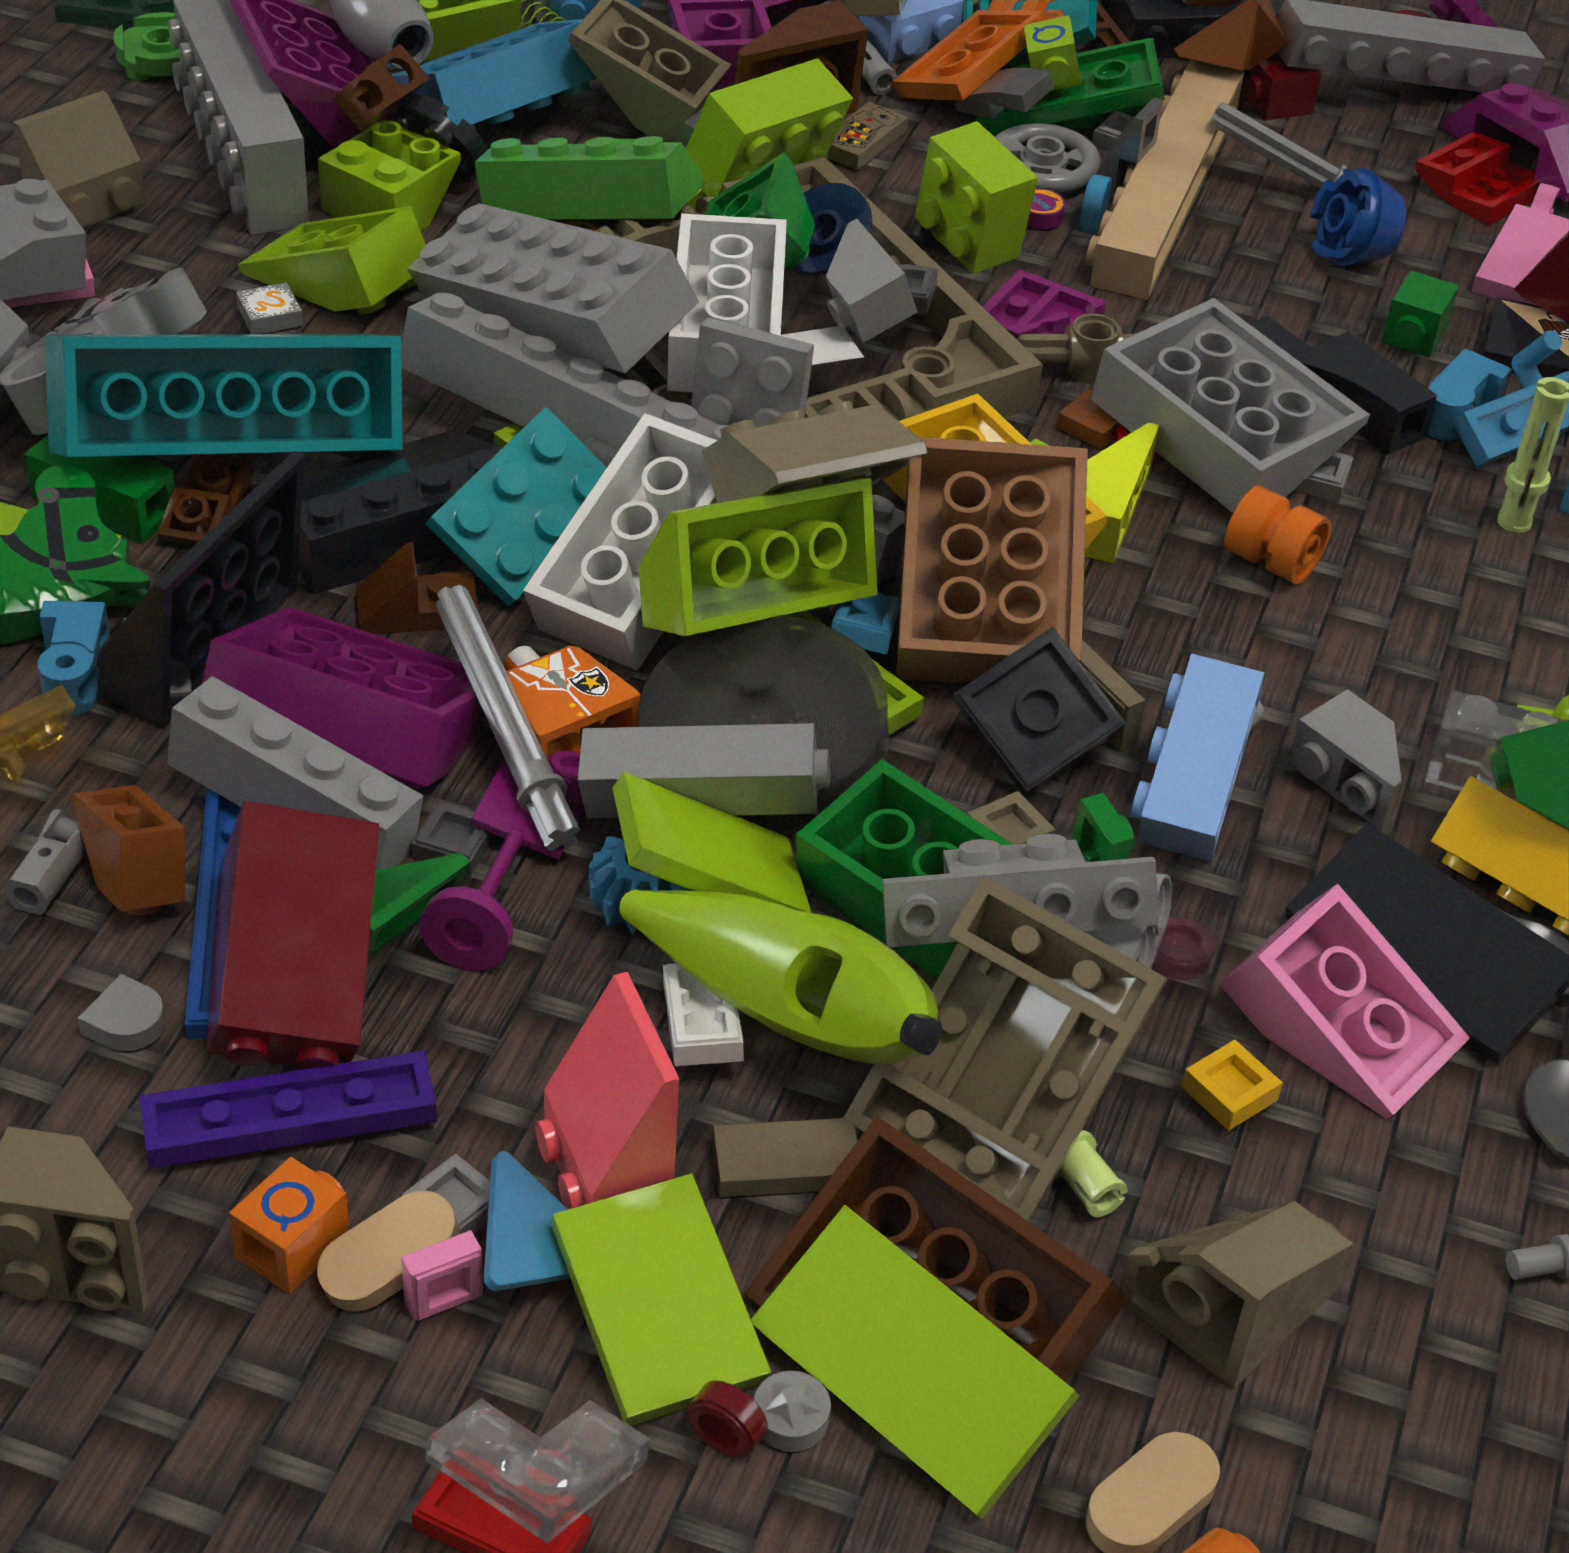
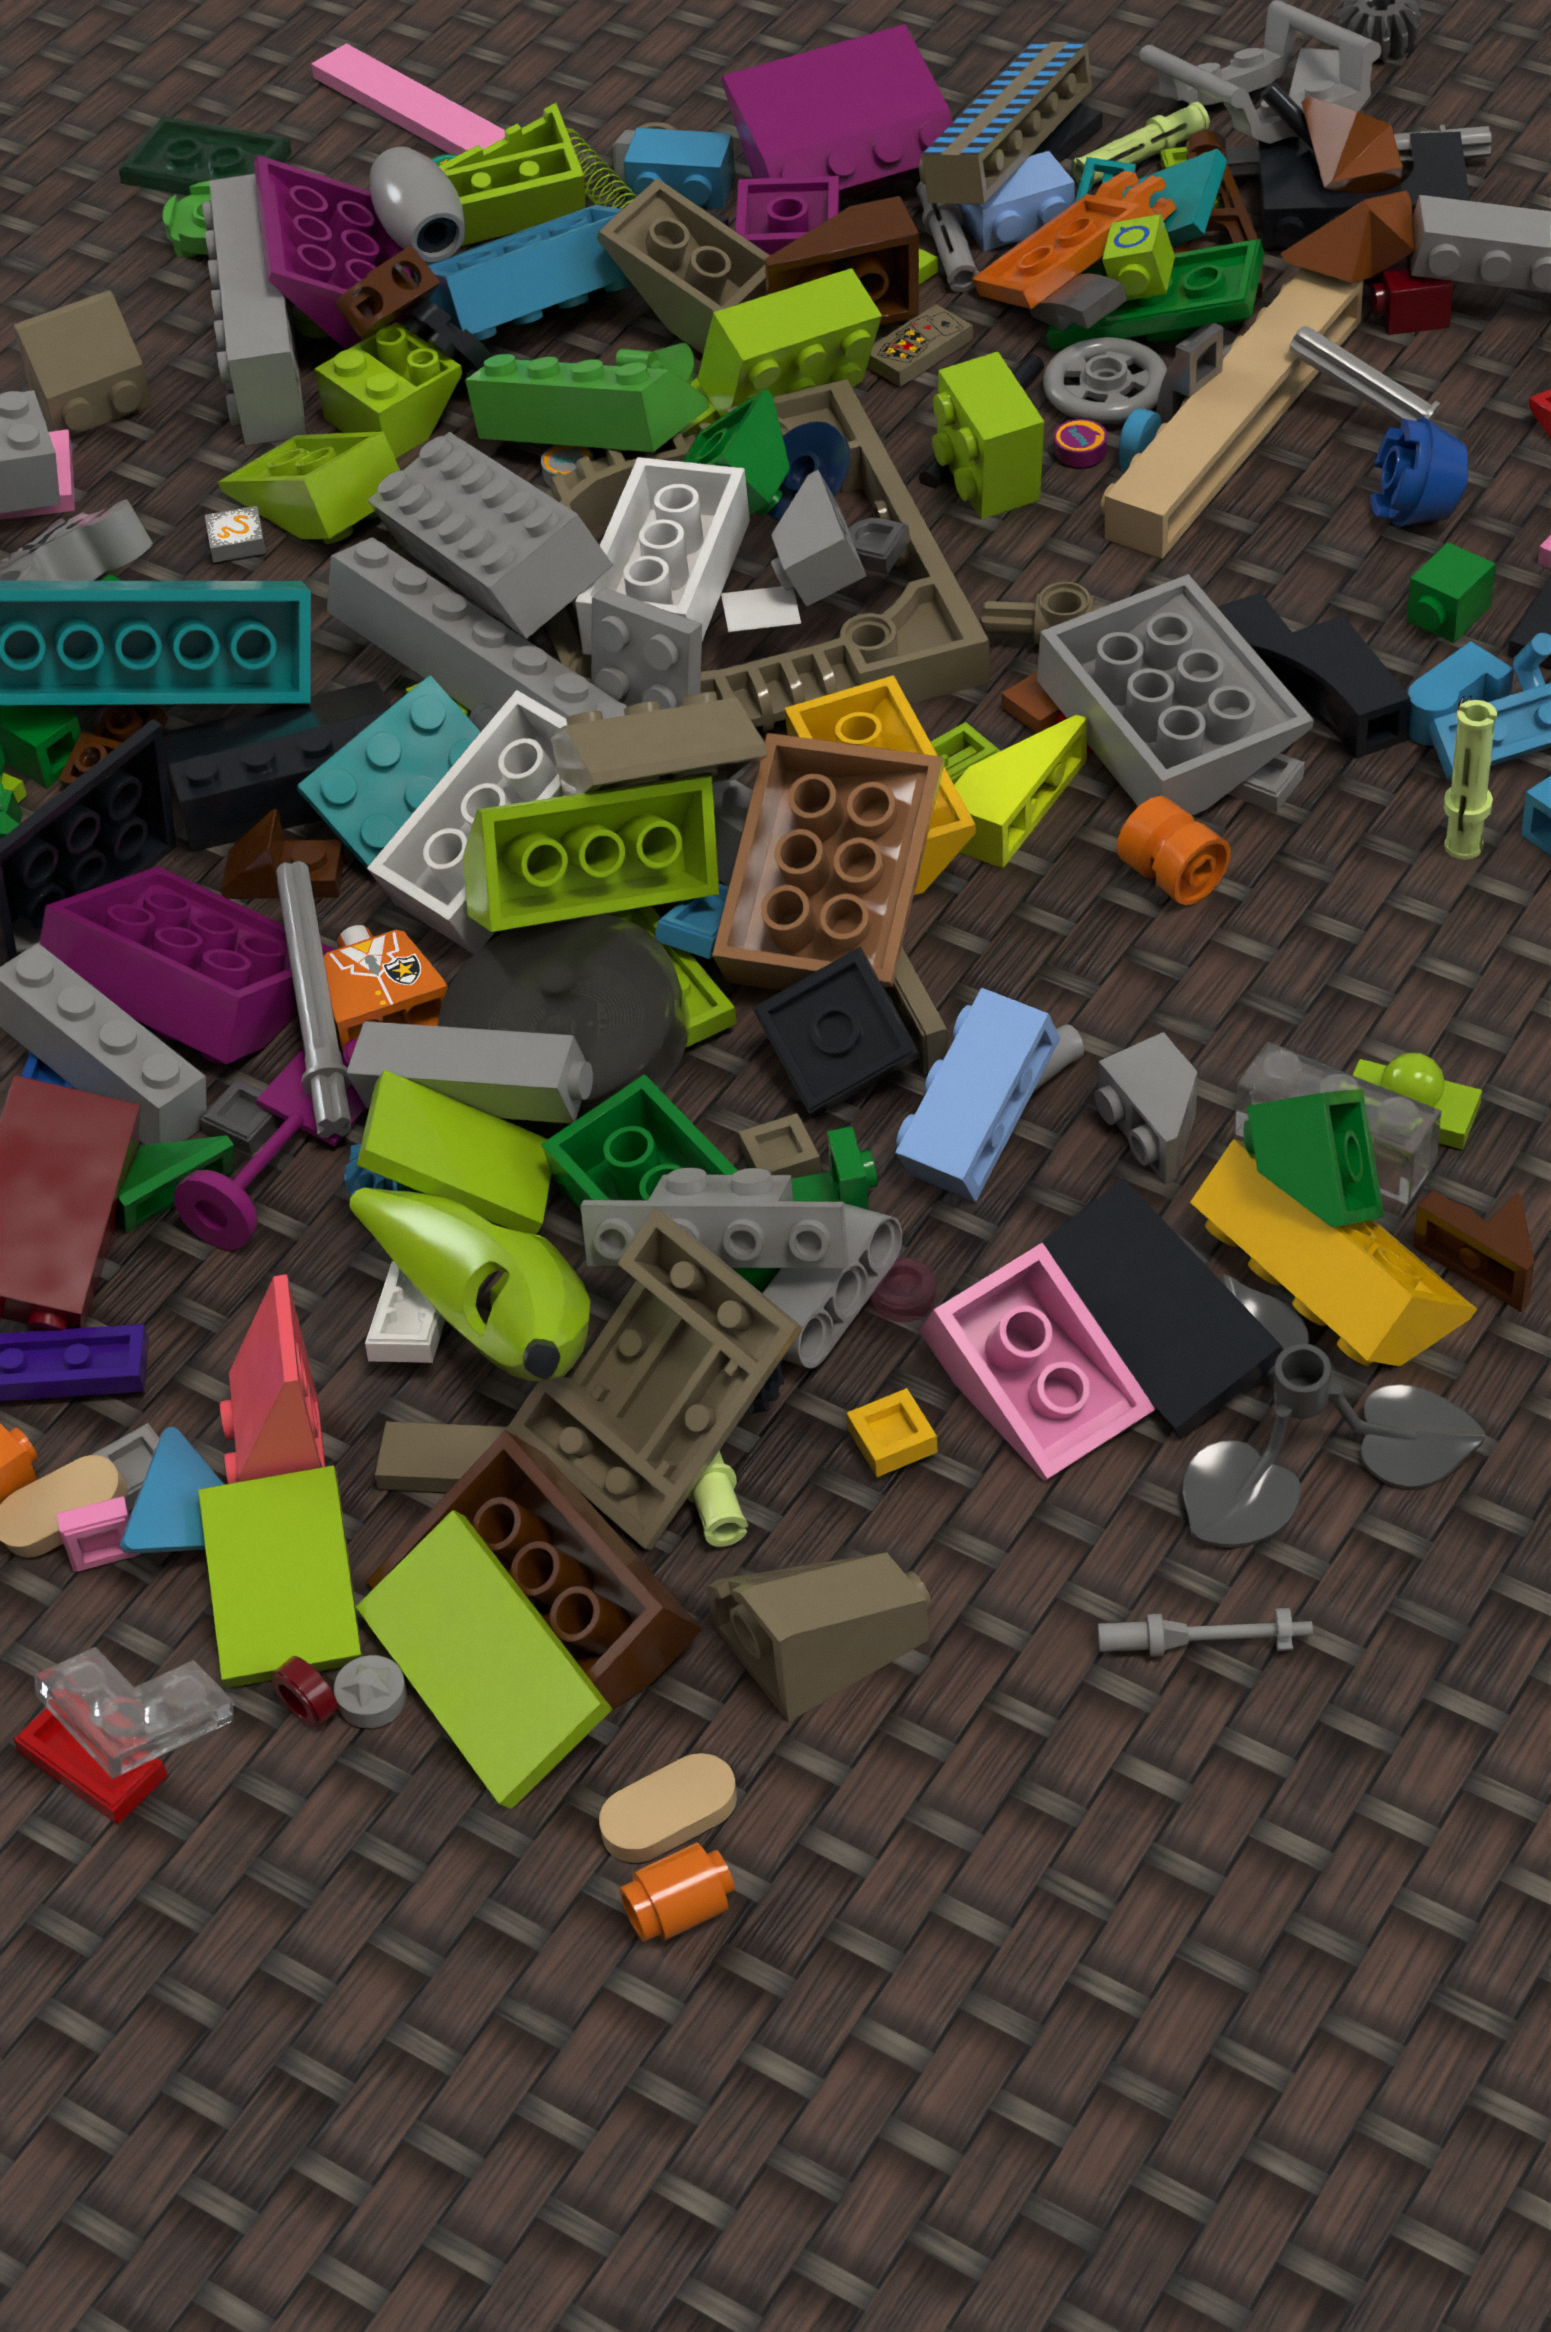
camera: 20 degrees right, 5 degrees up
(1039, 305) = (1021, 566): magenta wing -> none

